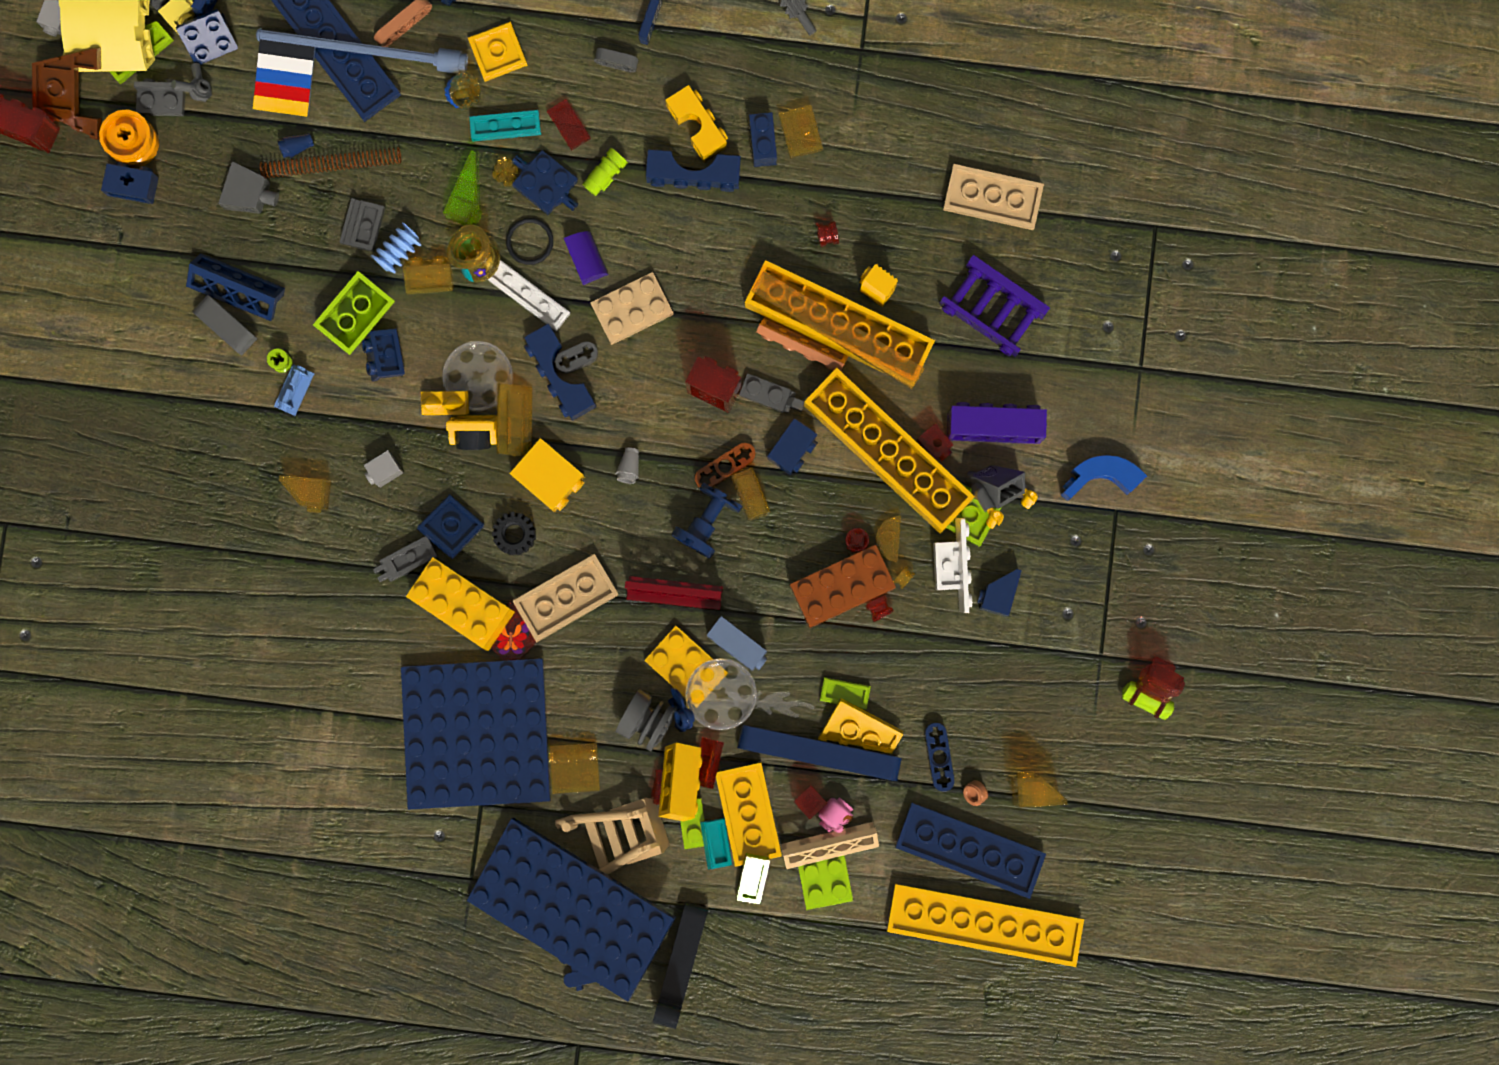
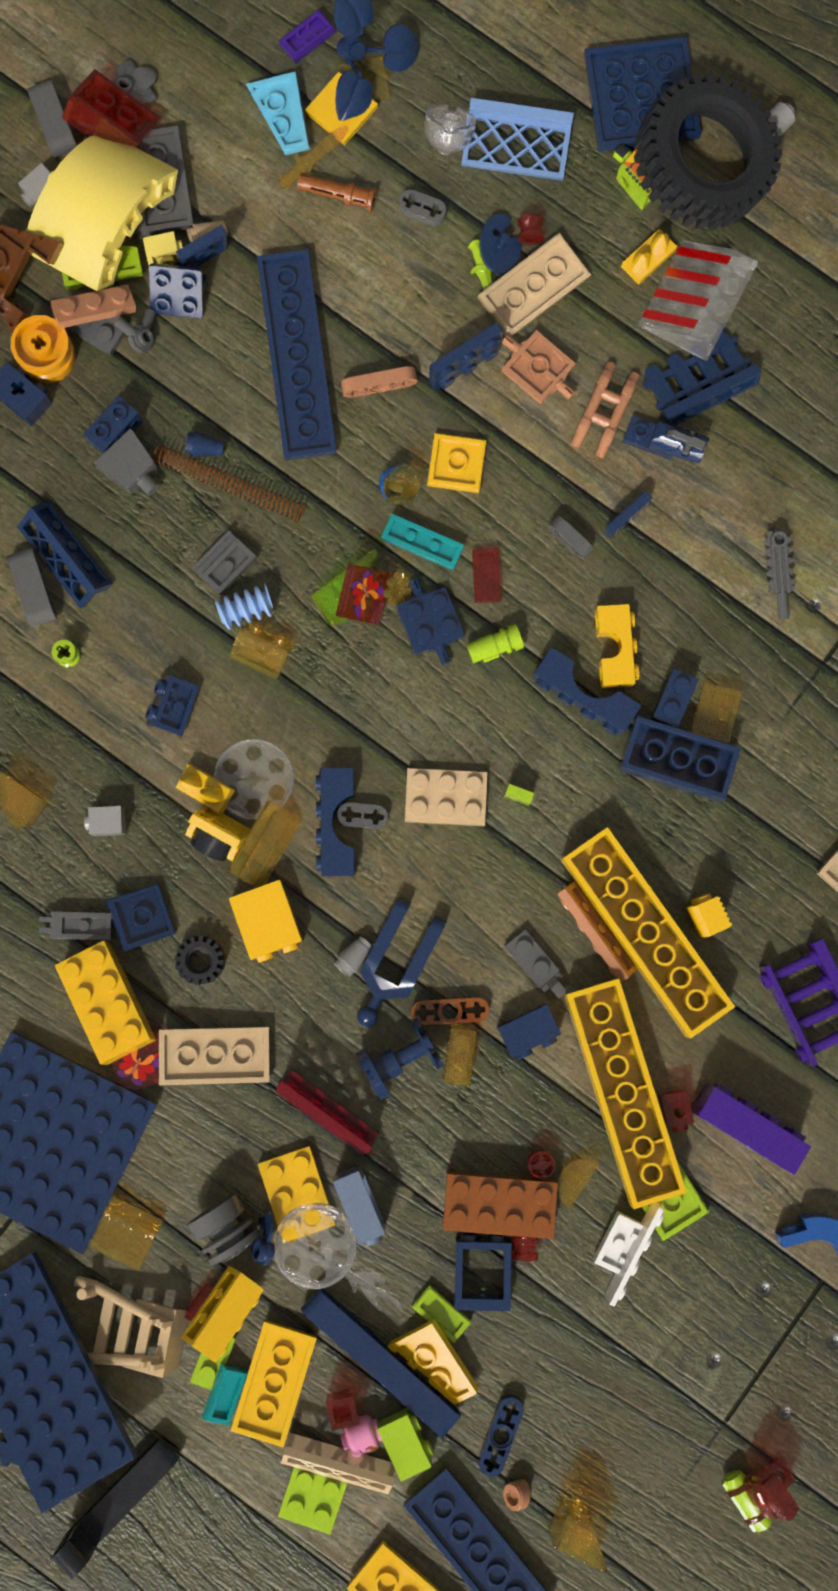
camera: 25 degrees right, 0 degrees up
(150, 84) = (93, 306): none -> nougat plate
(216, 167) = (112, 425): none -> dark blue brick
(288, 64) = (242, 360): flag -> none
(294, 389) = (63, 690): medium blue hinge -> none
(353, 313) = (165, 648): lime slope -> none
(473, 253) = (317, 654): clear yellow hat -> none
(482, 189) = (363, 594): none -> clear red tile
(515, 226) = (381, 695): black piece -> none
(529, 296) = (348, 723): white tile -> none
(586, 257) = (429, 719): dark purple brick -> none
(666, 476) = (382, 988): none -> dark blue piece
(686, 275) = (519, 794): none -> lime tile
(711, 755) = (269, 1303): clear red tile -> none
(713, 384) = (485, 925): clear red brick -> none
(752, 878) = (241, 1453): tile -> none
(791, 181) = (679, 759): none -> dark blue brick
(827, 234) = (685, 833): clear red wheel -> none
(837, 330) = (642, 942): clear yellow tile -> none
(855, 616) = (482, 1302): none -> dark blue window
(870, 801) = (405, 1443): none -> lime brick
(904, 577) = (567, 1229): clear yellow bush -> none
(997, 487) = (714, 1195): dark grey torso -> none
(1000, 594) = (657, 1302): dark blue slope -> none

